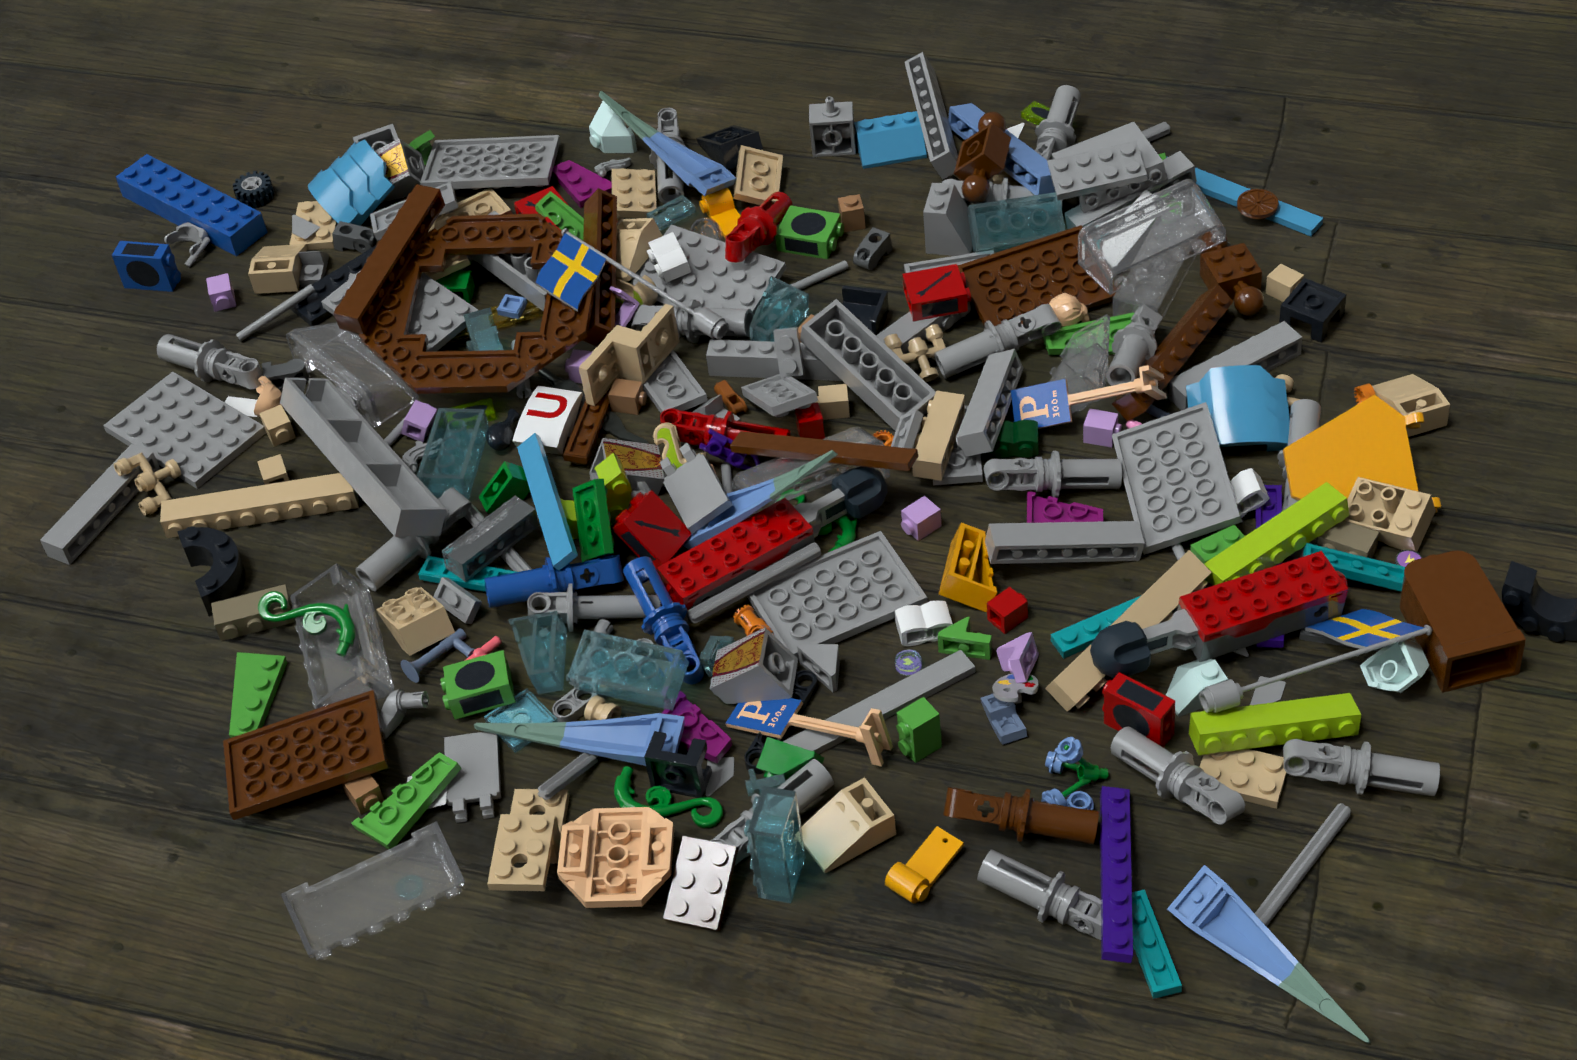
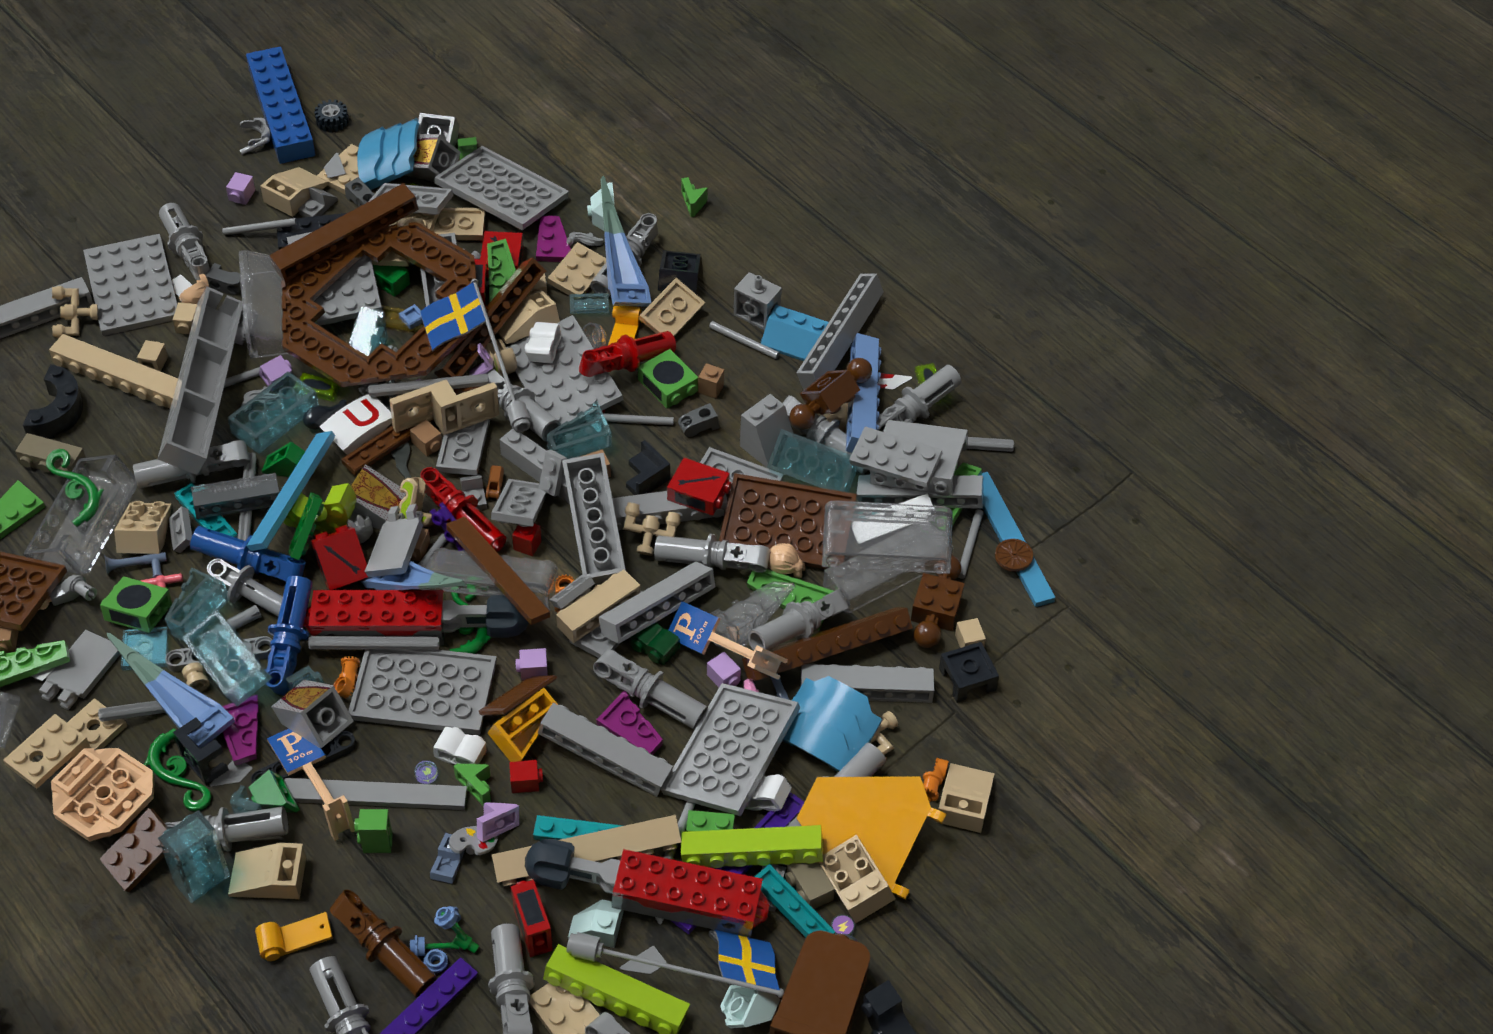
camera: 25 degrees right, 5 degrees up
(146, 266) = (206, 139): blue brick -> none
(582, 353) = (409, 386): none -> light grey axle
(679, 84) = (693, 197): none -> bright green slope
(823, 661) = (368, 736): light grey slope -> none
(833, 401) = (558, 531): tan brick -> none
(841, 170) = (744, 340): none -> light grey bar
(937, 546) = (517, 695): none -> reddish brown window

